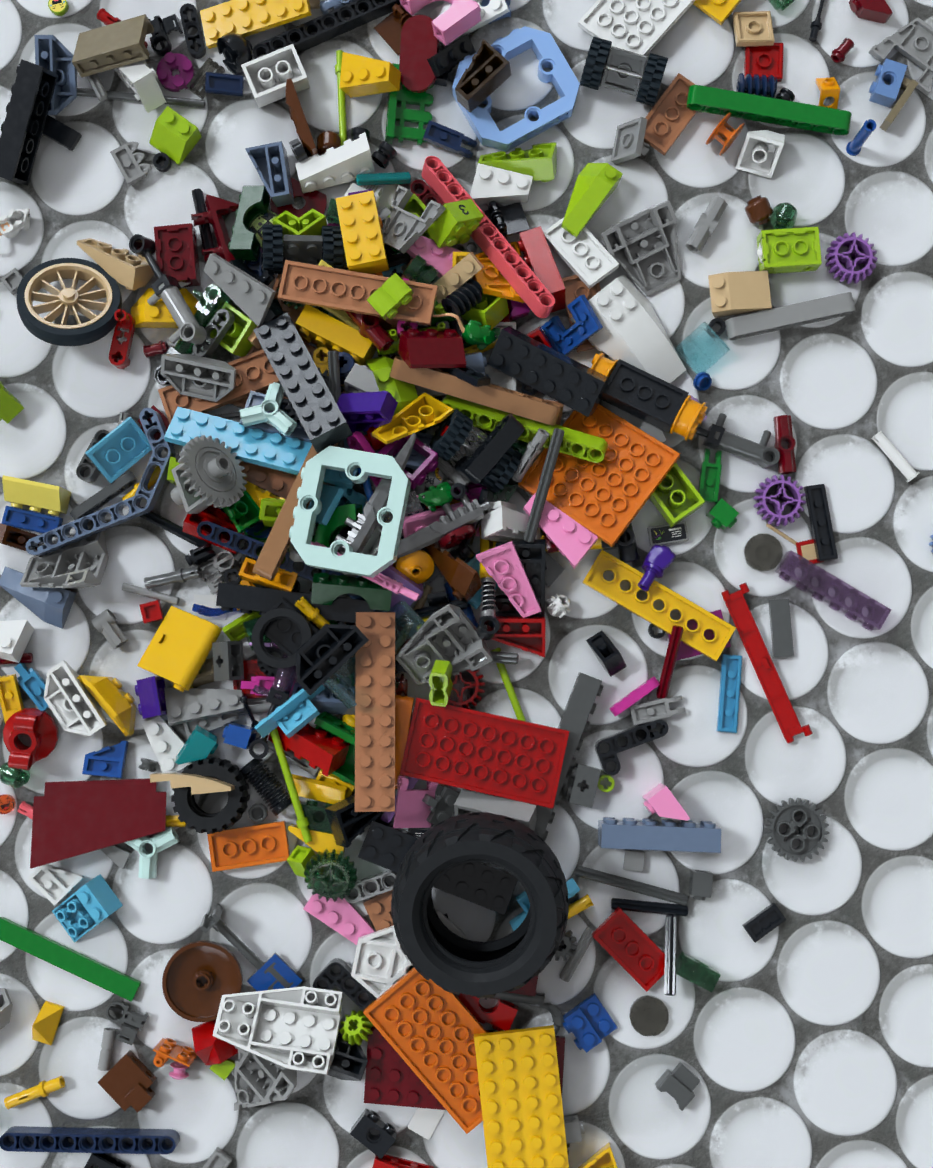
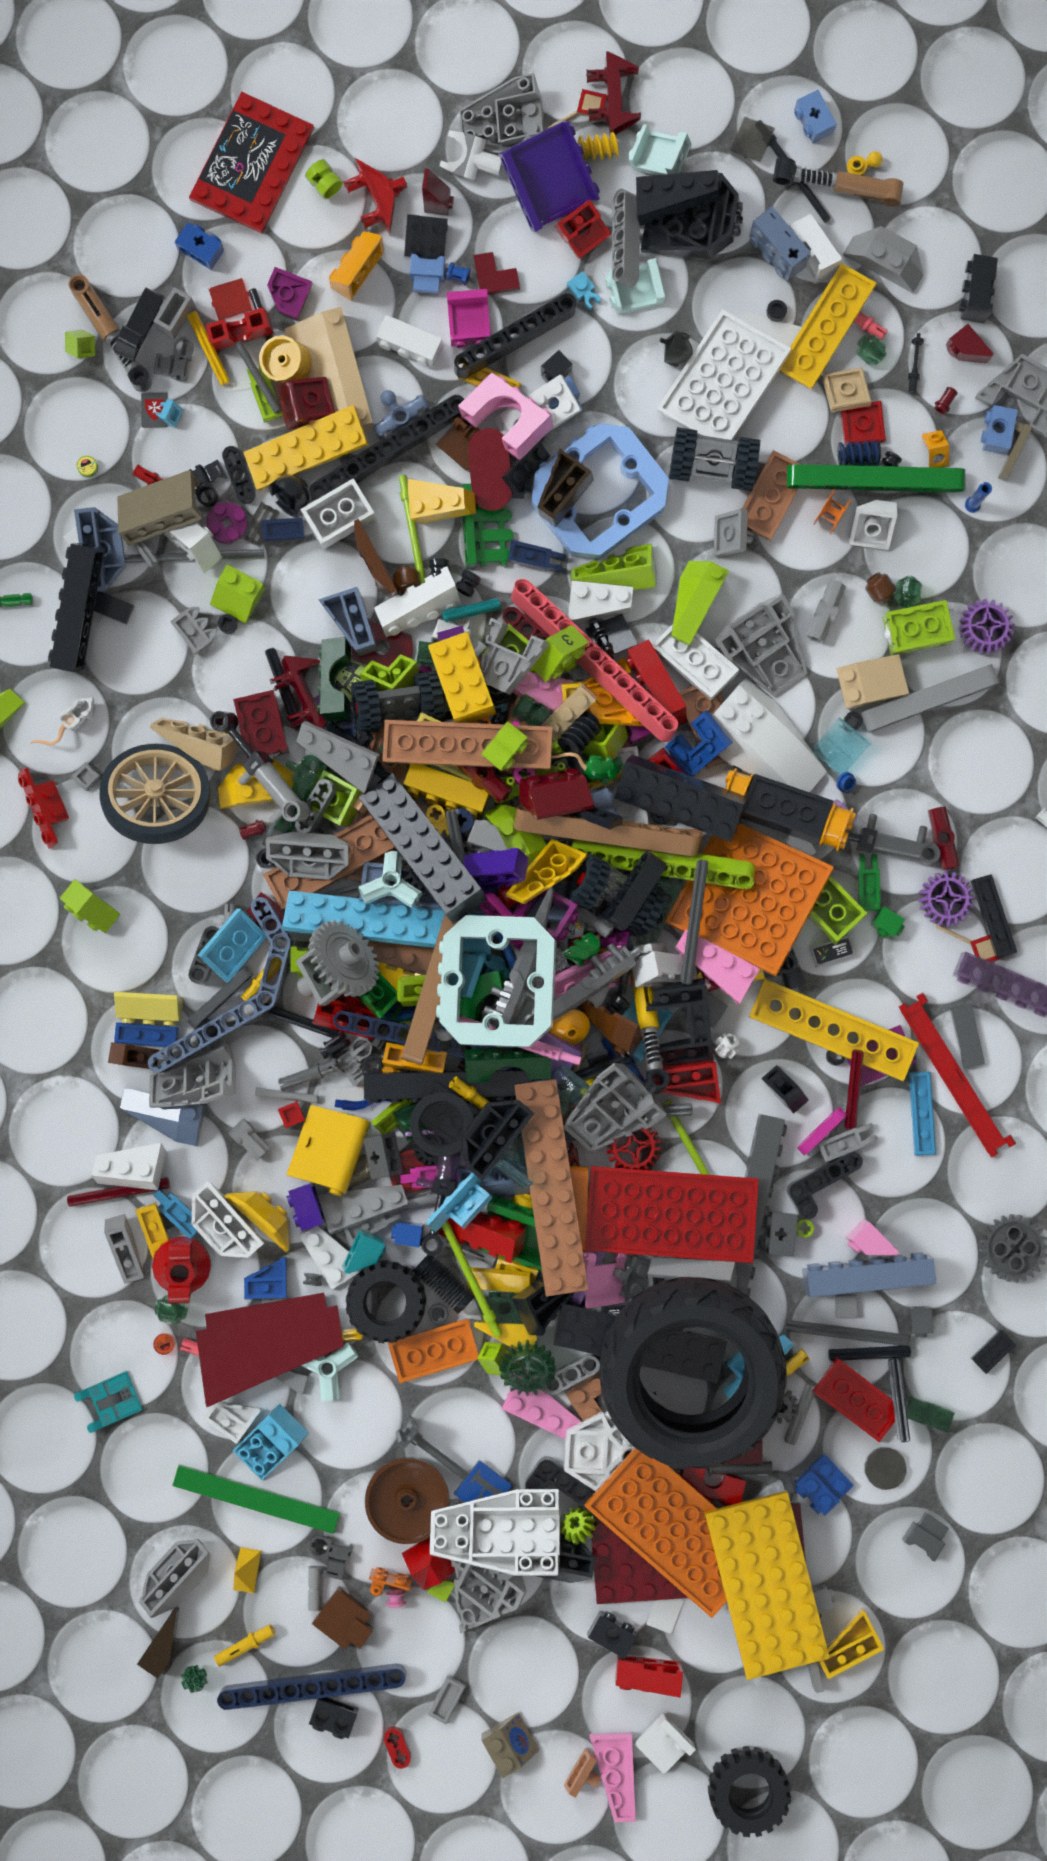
camera: 15 degrees left, 0 degrees up
(117, 349) = (219, 835): red beam -> none
(198, 783) = (376, 1290): tan slope -> none
(244, 699) = (420, 1218): black hinge -> none
(298, 150) = (374, 592): black beam -> none
(440, 683) = (615, 1147): lime brick -> none
(455, 491) = (600, 940): black pin -> none
(455, 537) = (609, 989): dark red tile -> none
(508, 572) = (671, 1021): bright pink wing -> none
(533, 449) = (678, 883): light grey pin -> none
(655, 563) = (823, 986): dark purple piece -> none
(763, 552) = (937, 957): clear smoke tile -> none

